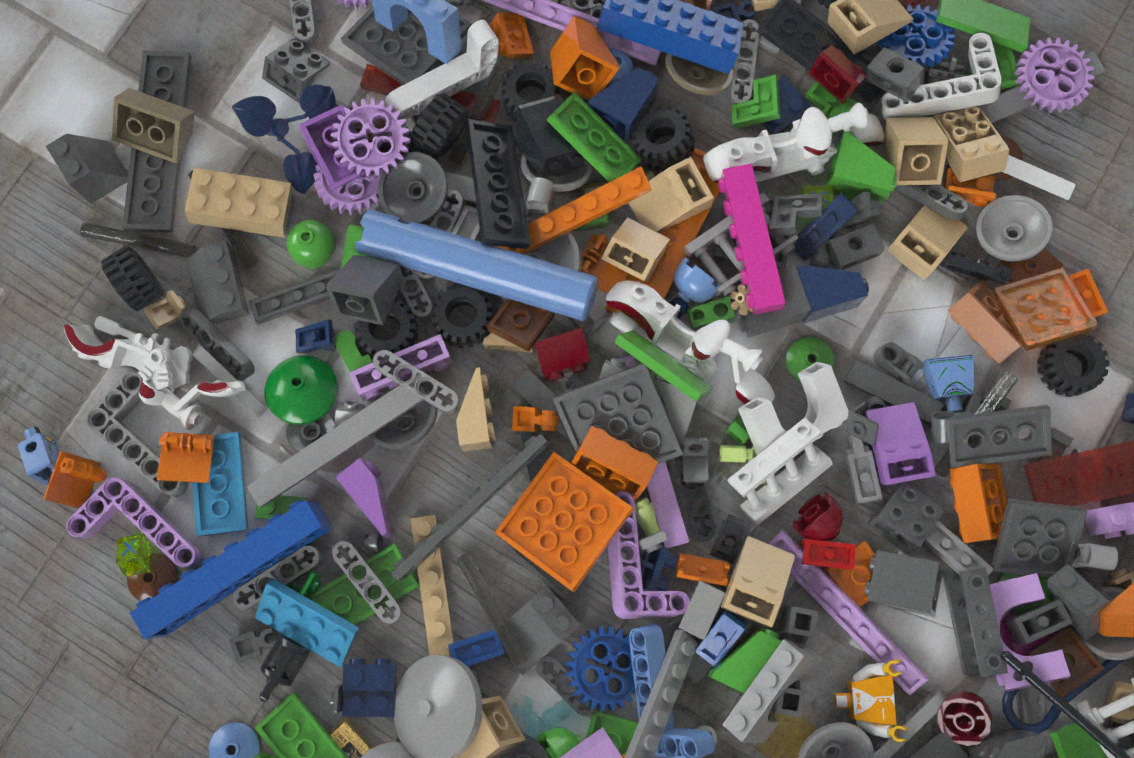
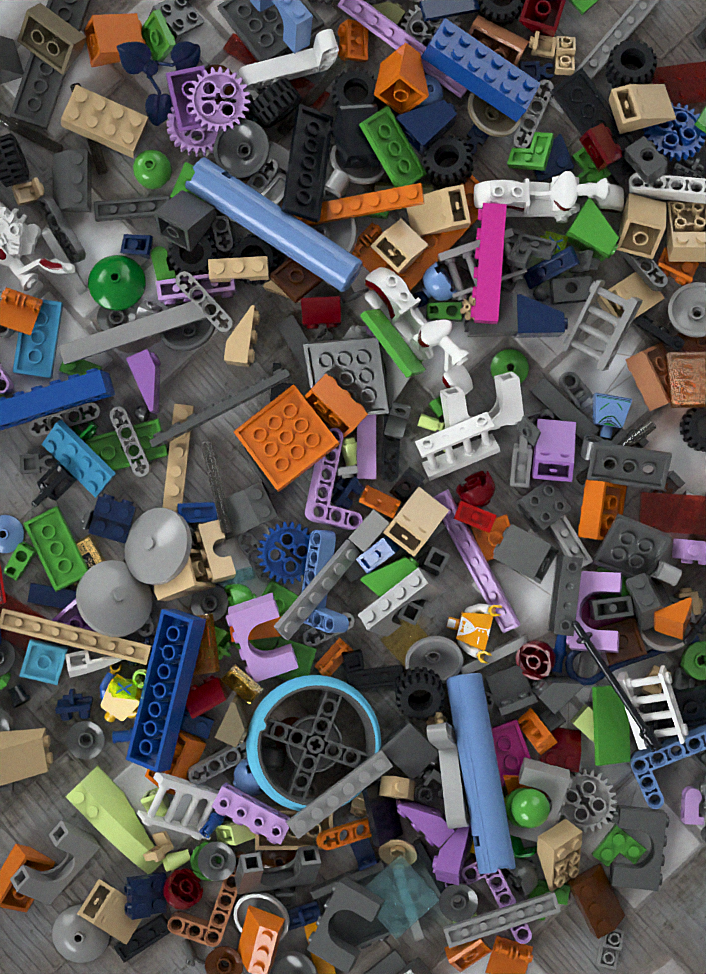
camera: 15 degrees right, 10 degrees up
(213, 105) = (107, 32): none -> orange slope
(280, 88) = (158, 36): none -> bright green plate
(434, 332) = (238, 268): none -> tan arch
(522, 714) = (218, 567): none -> tan arch
(529, 419) = (282, 354): orange plate -> none
(687, 102) = (476, 137): none -> dark blue plate
(931, 266) = (621, 325): none -> light grey fence
(988, 693) = (560, 652): none -> blue pin

